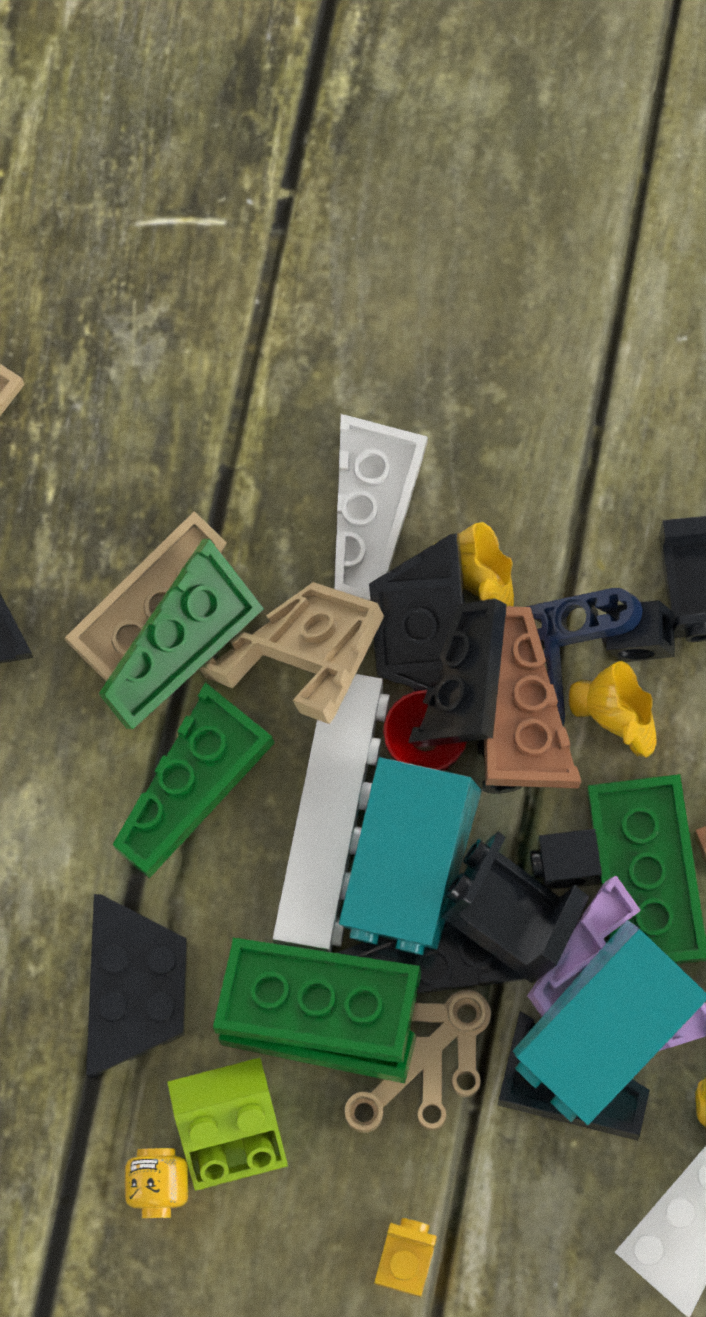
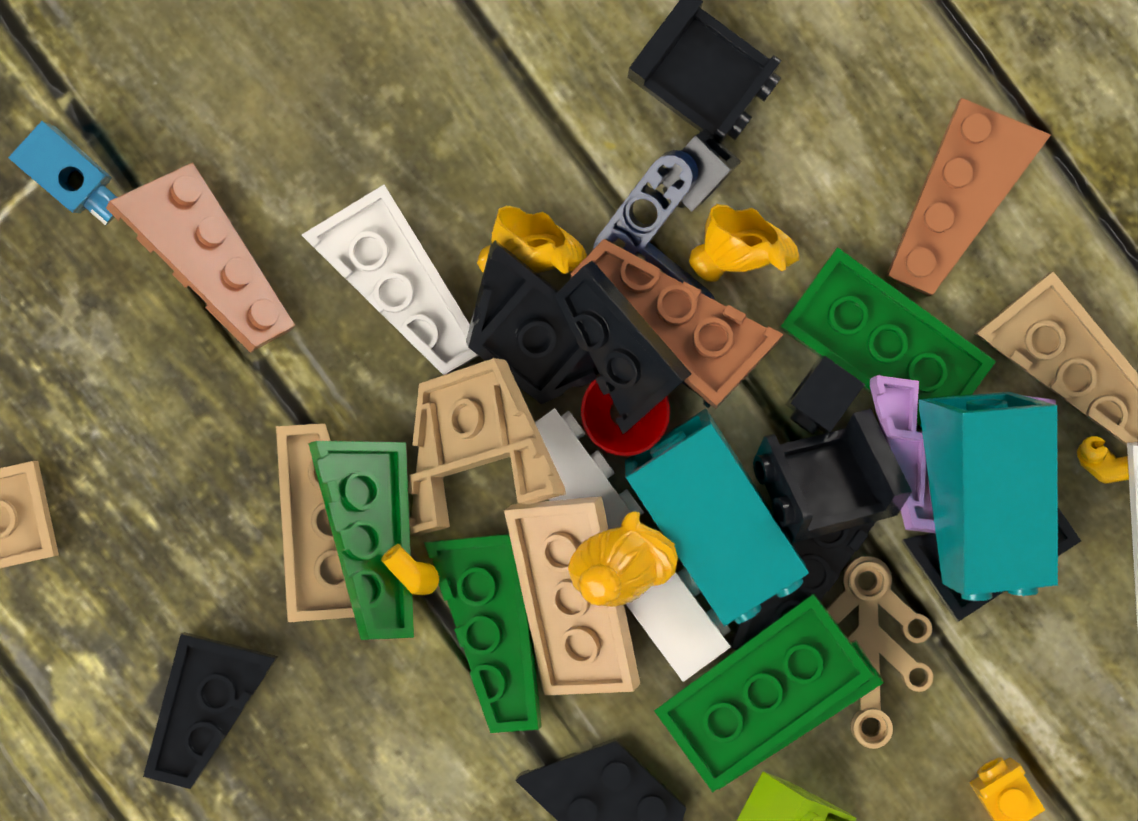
camera: 50 degrees left, 15 degrees up
(177, 695) = (416, 576): none -> yellow arm
(239, 218) = (52, 158): none -> dark azure torso
(261, 808) = (574, 642): none -> tan plate
(269, 365) = (196, 239): none -> wing
(317, 809) = (622, 563): none -> yellow hair

